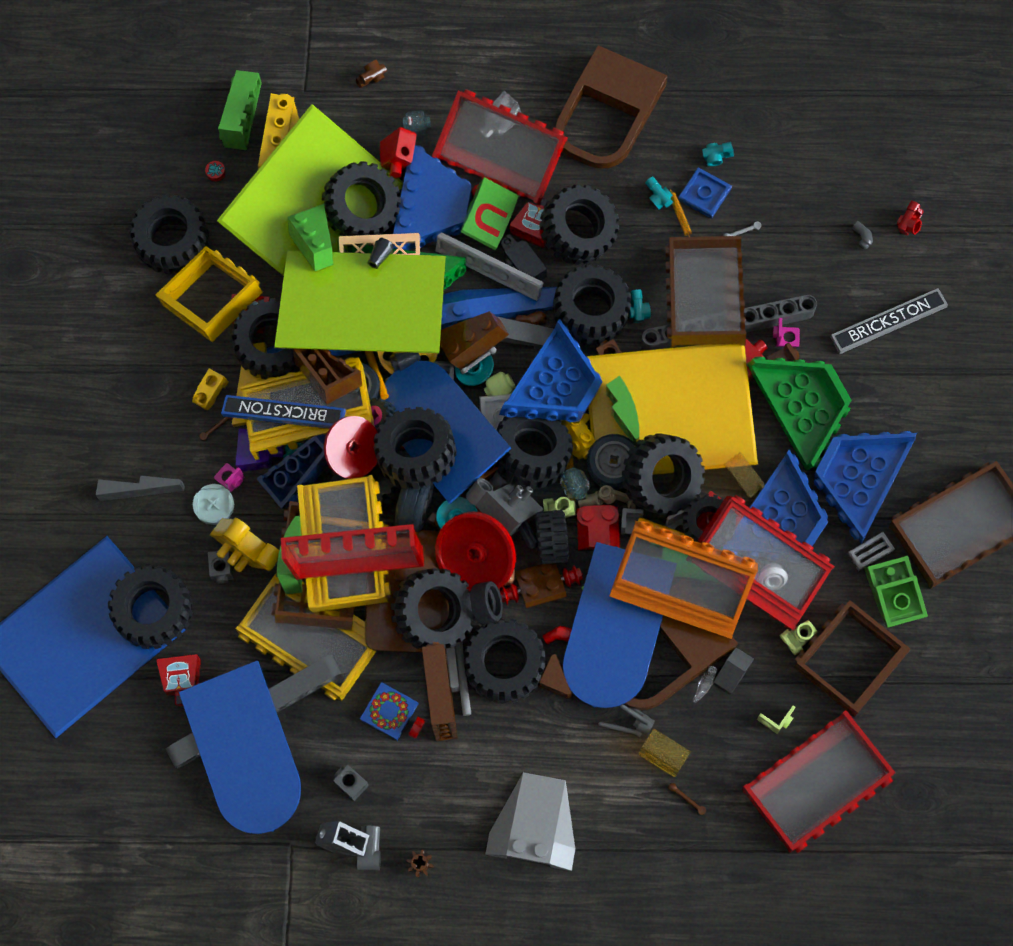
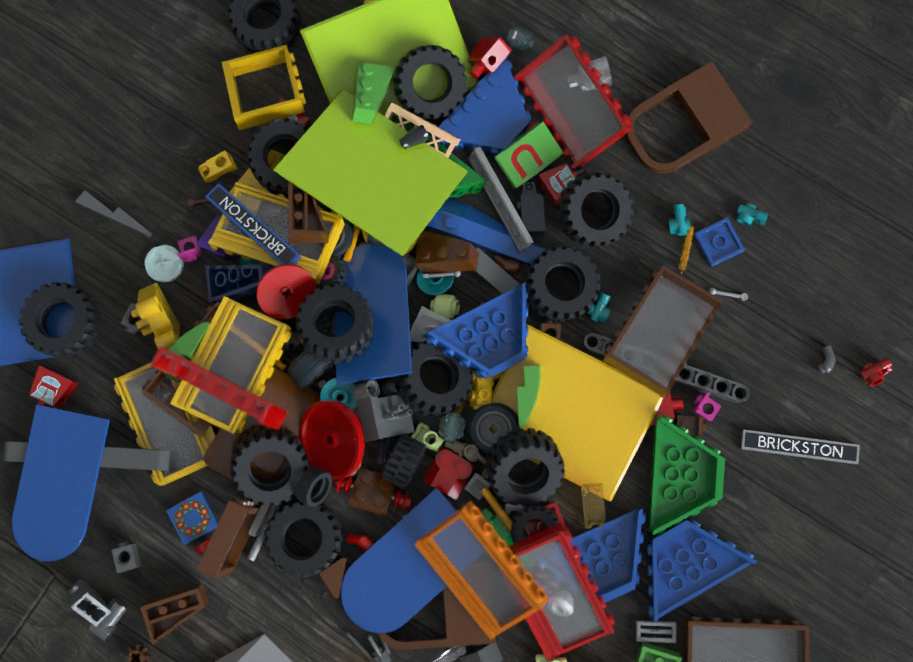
camera: 30 degrees right, 10 degrees up
(424, 801) = (171, 610): none -> reddish brown wedge

